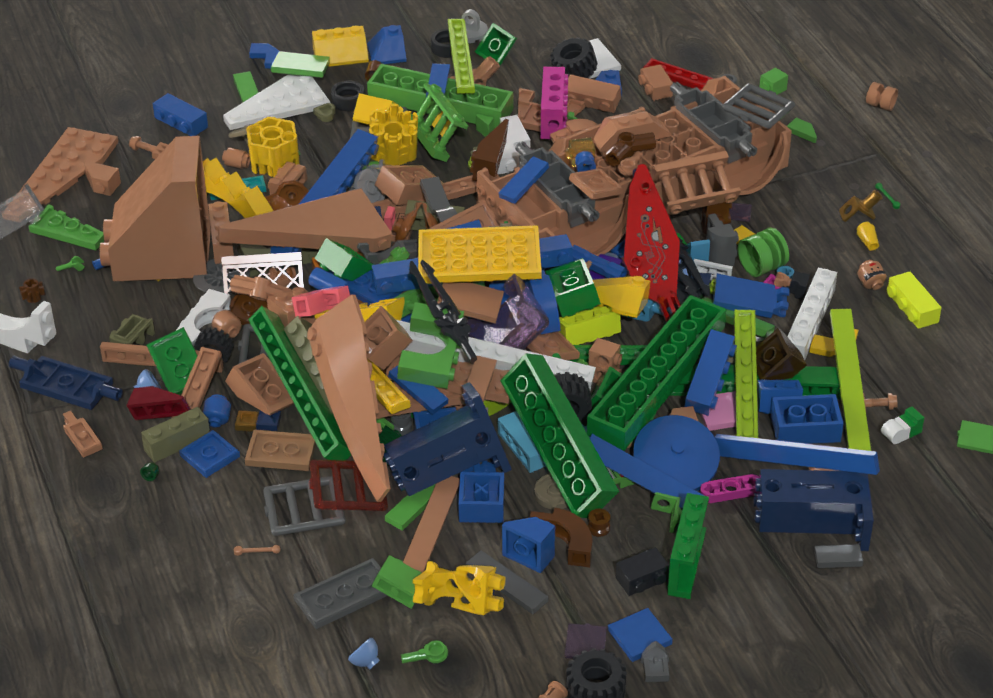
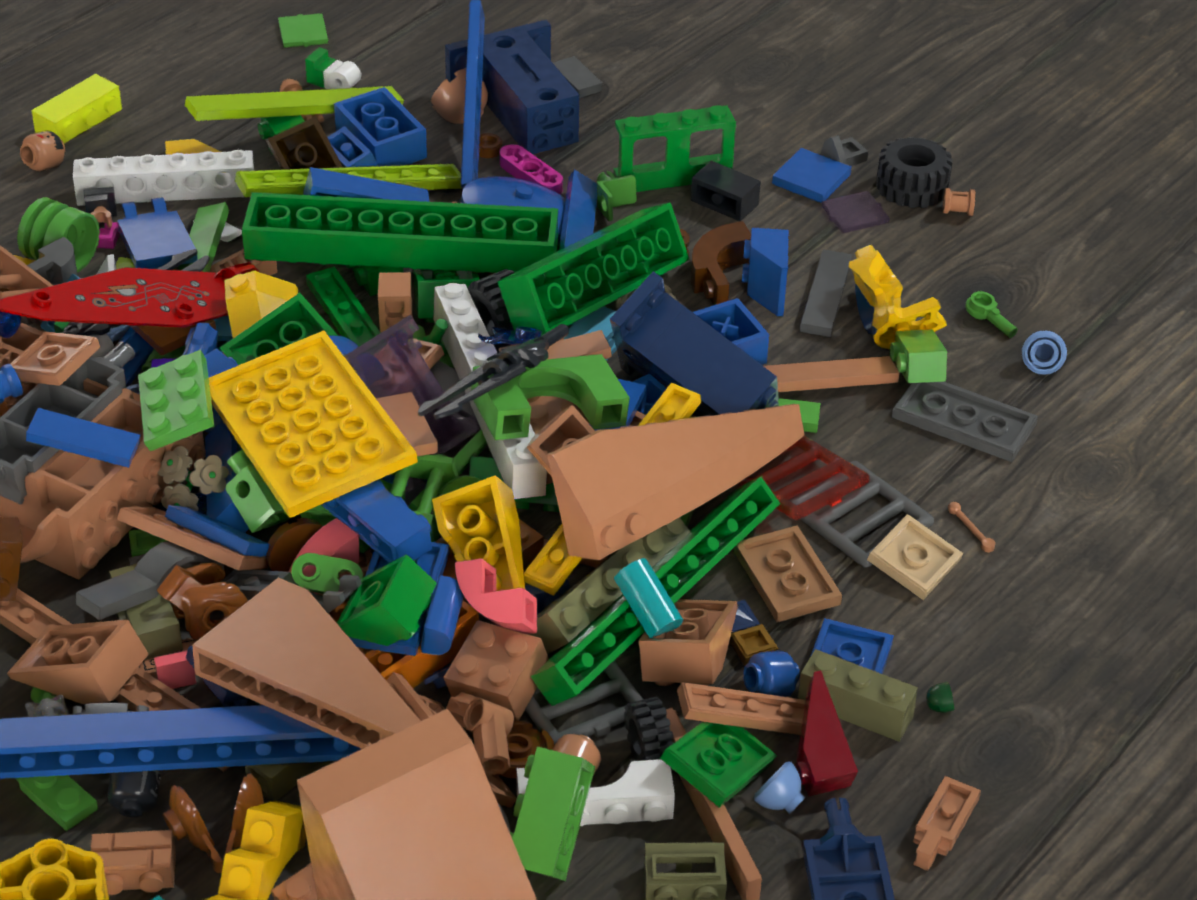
camera: 120 degrees left, 0 degrees up
(184, 282) = (551, 811): none -> bright green brick
(250, 507) = (915, 556): none -> tan tile
(277, 355) = (648, 598): none -> teal brick
(502, 360) = (517, 337): none -> clear blue plate
(530, 214) = (175, 400): none -> bright green plate

